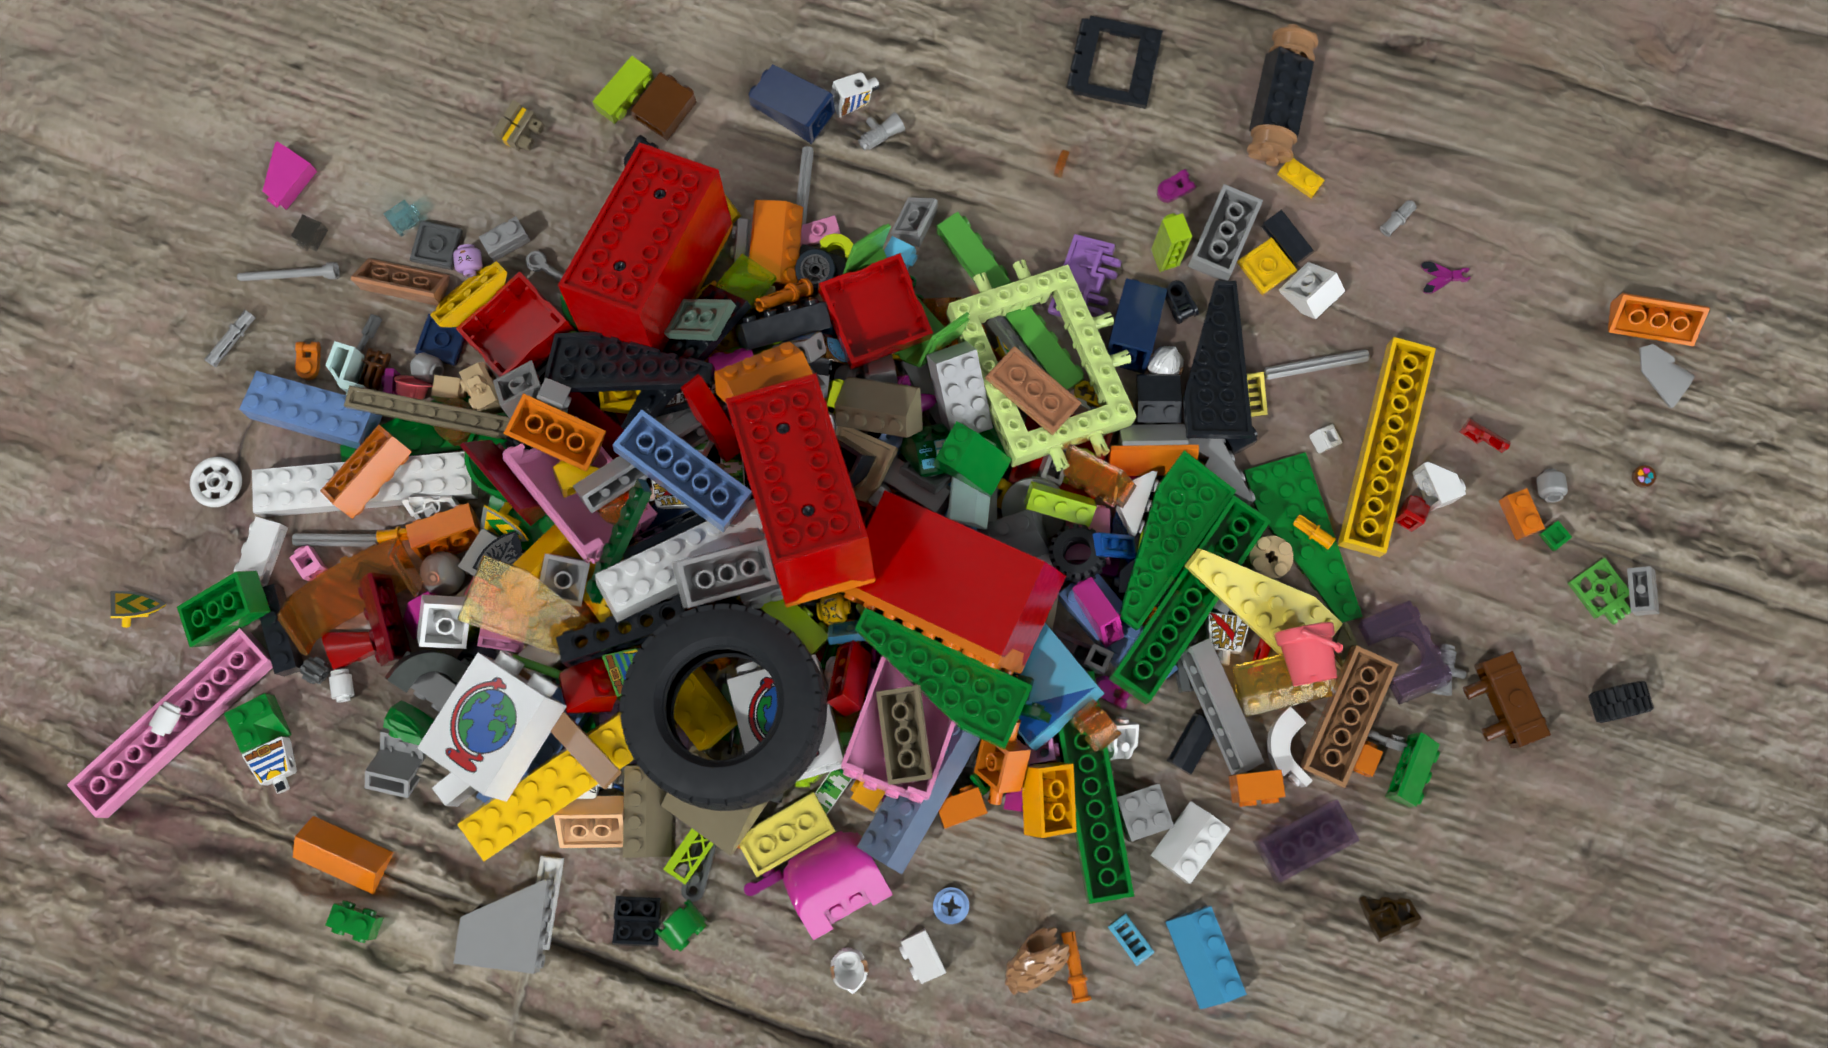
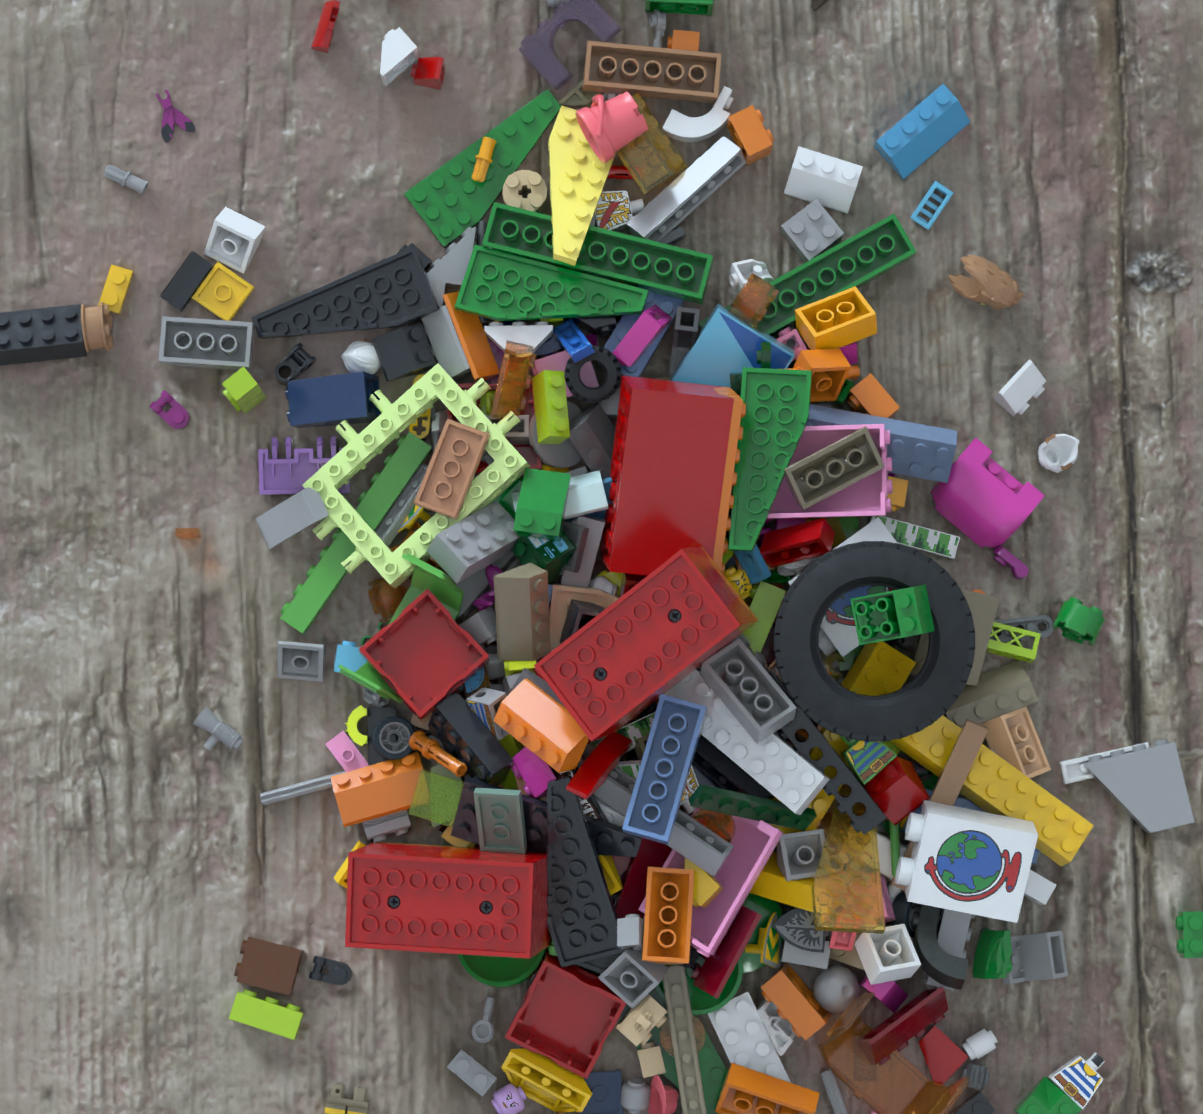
camera: 115 degrees left, 5 degrees up
(341, 854) = (1136, 975): orange slope -> none
(383, 535) = (814, 1055): light orange axle -> none
(636, 921) = (1090, 668): black slope -> none
(734, 726) = (892, 615): none -> green slope
(785, 834) = (959, 556): light yellow tile -> none
(793, 102) = (219, 834): dark blue slope -> none
(852, 92) = (192, 777): white torso -> none
(956, 915) = (971, 373): light blue gear -> none
(1043, 248) = (291, 517): none -> light grey piece
(1076, 977) = (985, 242): orange pin -> none
(1108, 688) = (709, 304): magenta plate -> none
(1143, 68) = (46, 487): black hinge -> none
(1191, 744) = (730, 209): black piece -> none
(1259, 376) = (342, 263): light yellow slope -> none
(1306, 840) = (782, 74): clear purple brick -> none
(1316, 364) = (309, 211): light grey axle -> none
(1325, 438) = (382, 178): white slope -> none
(1386, 447) = (371, 117): yellow brick -> none

